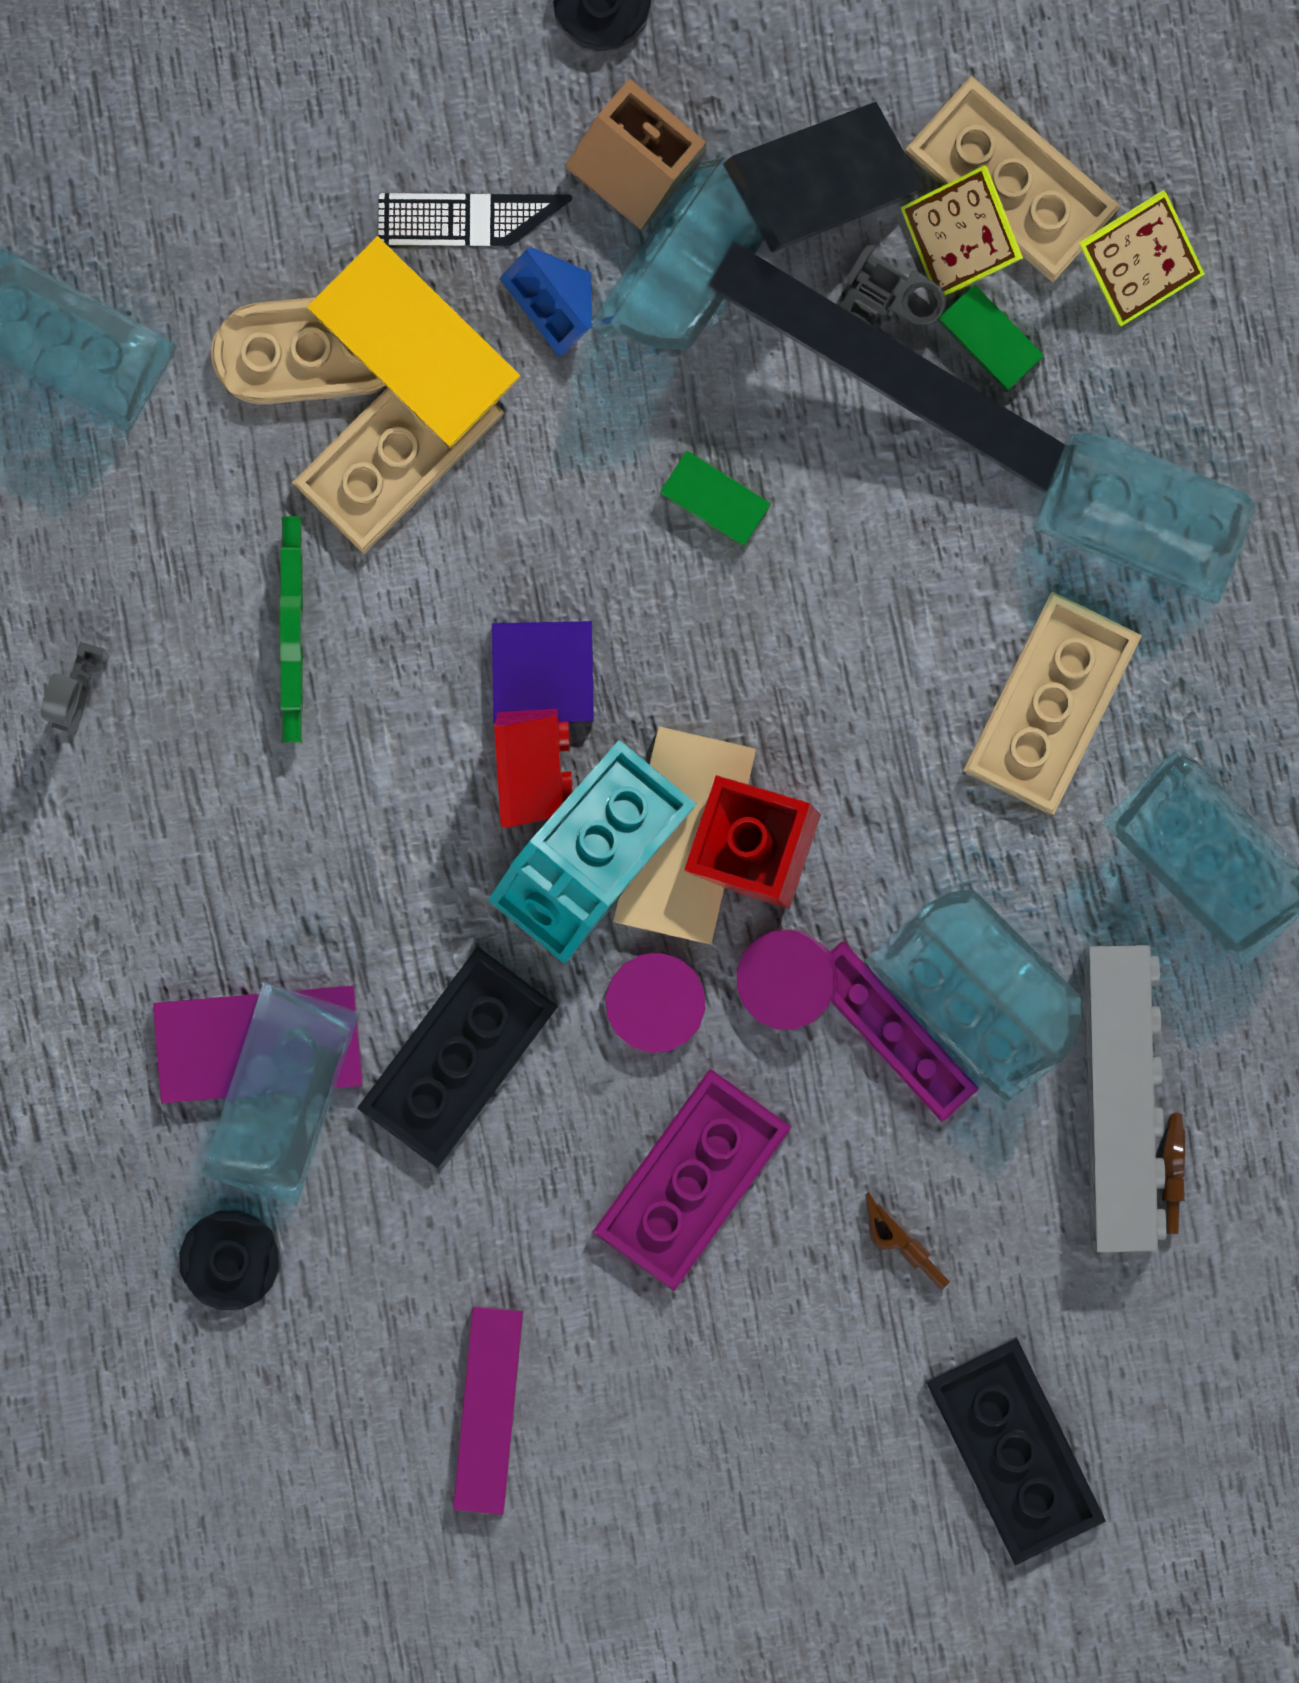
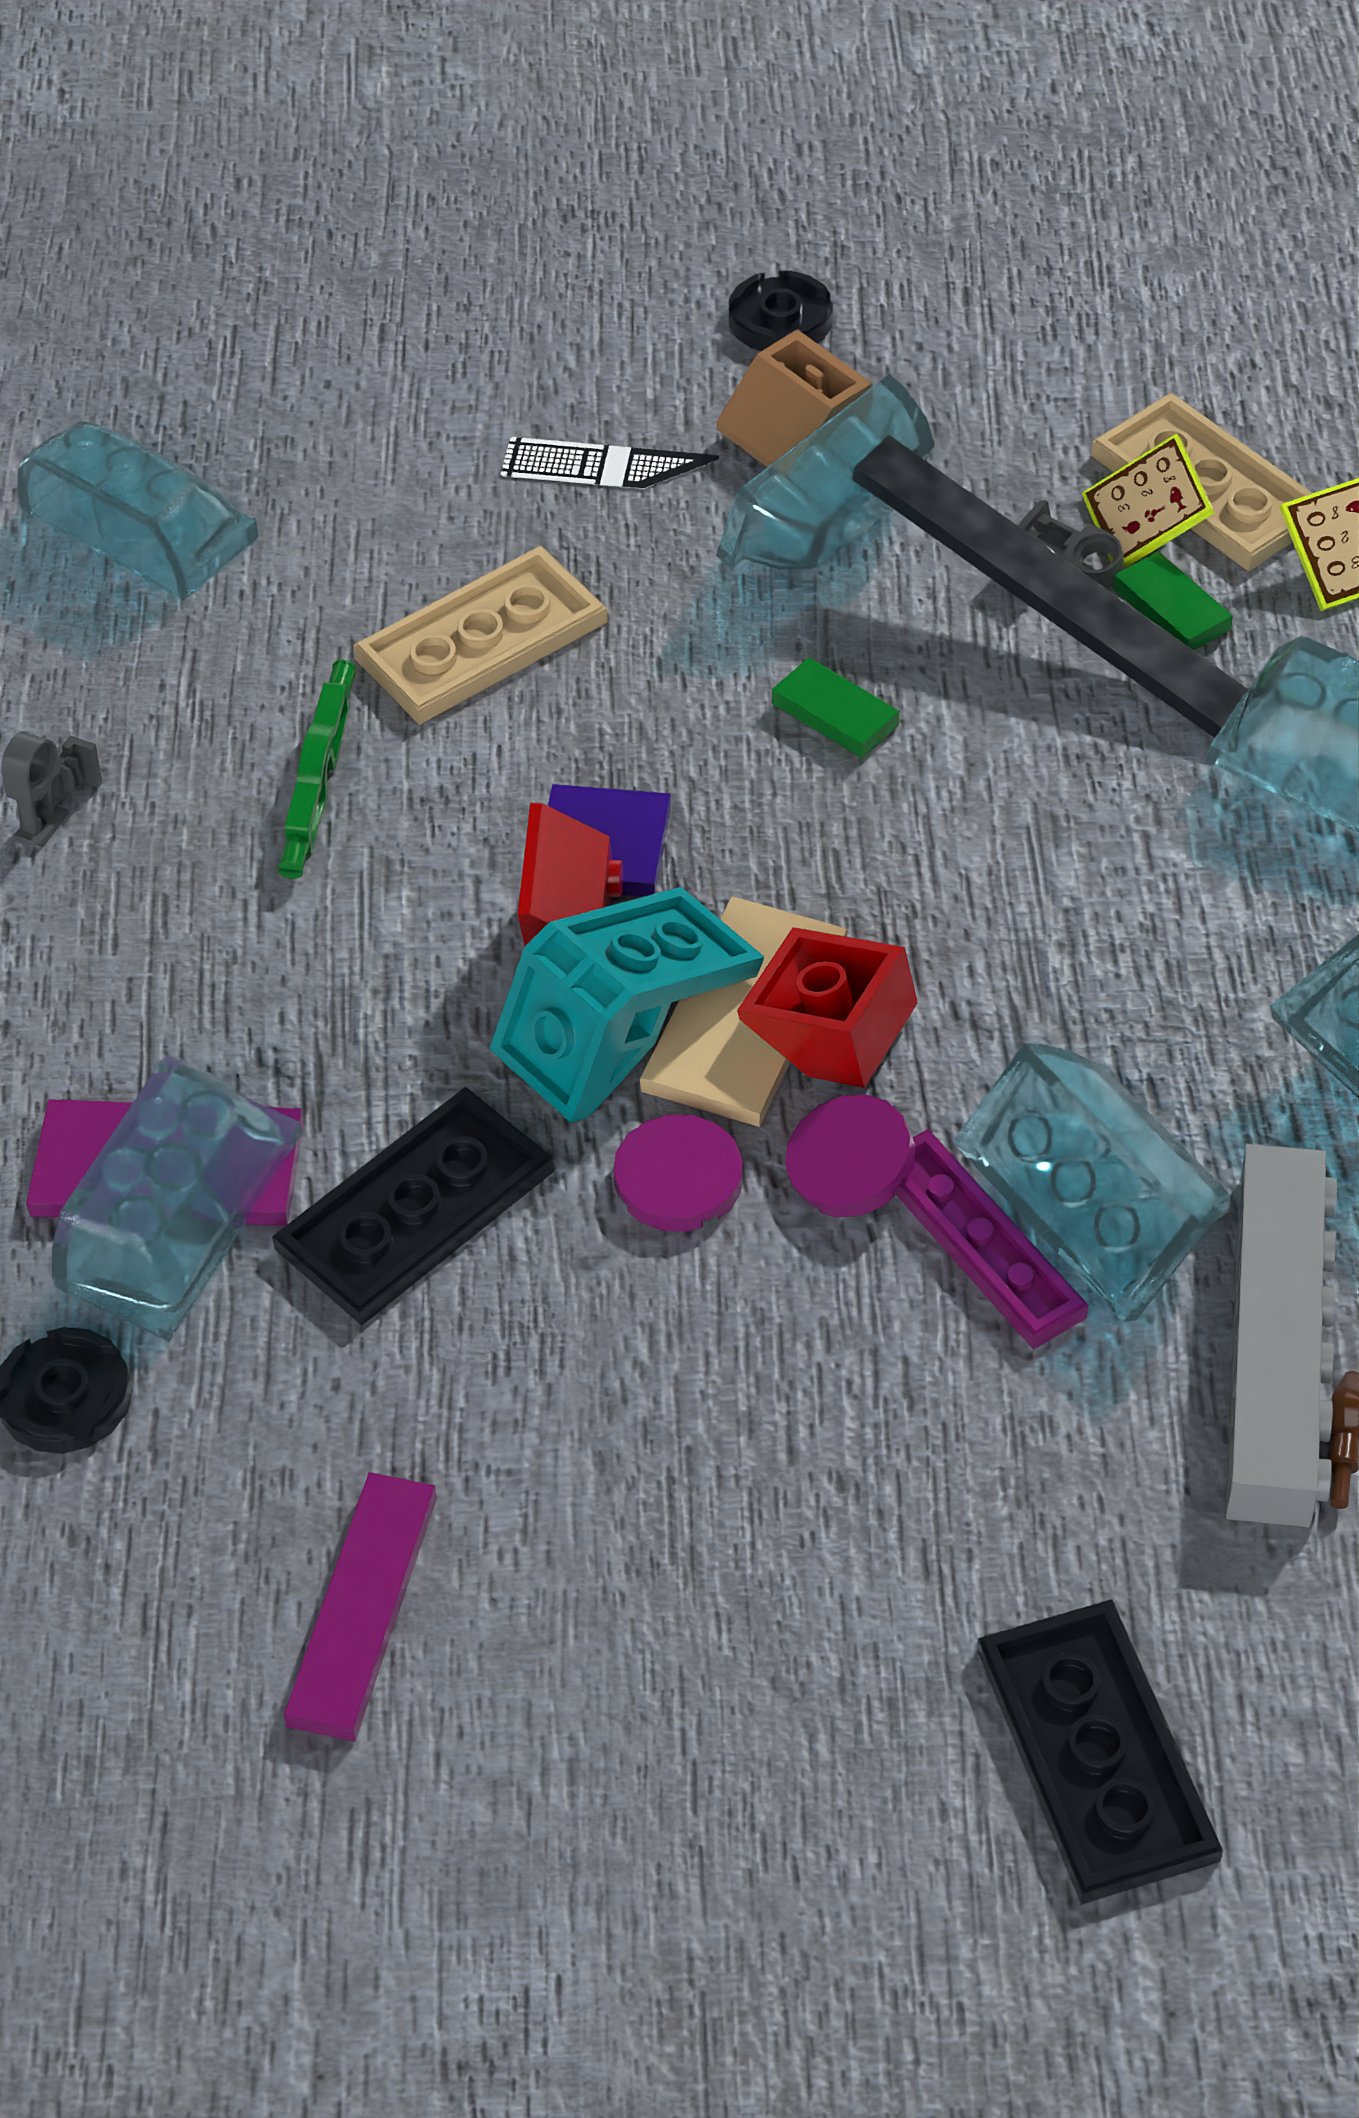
camera: 10 degrees right, 35 degrees down
(286, 355) = (402, 544): tan tile -> none
(414, 342) = (520, 535): yellow tile -> none
(552, 296) = (676, 521): blue slope -> none
(691, 1179) = (690, 1371): magenta tile -> none
(823, 176) = (996, 424): black tile -> none
(910, 1248) = (962, 1469): reddish brown hand -> none
(1052, 703) = (1216, 931): tan tile -> none

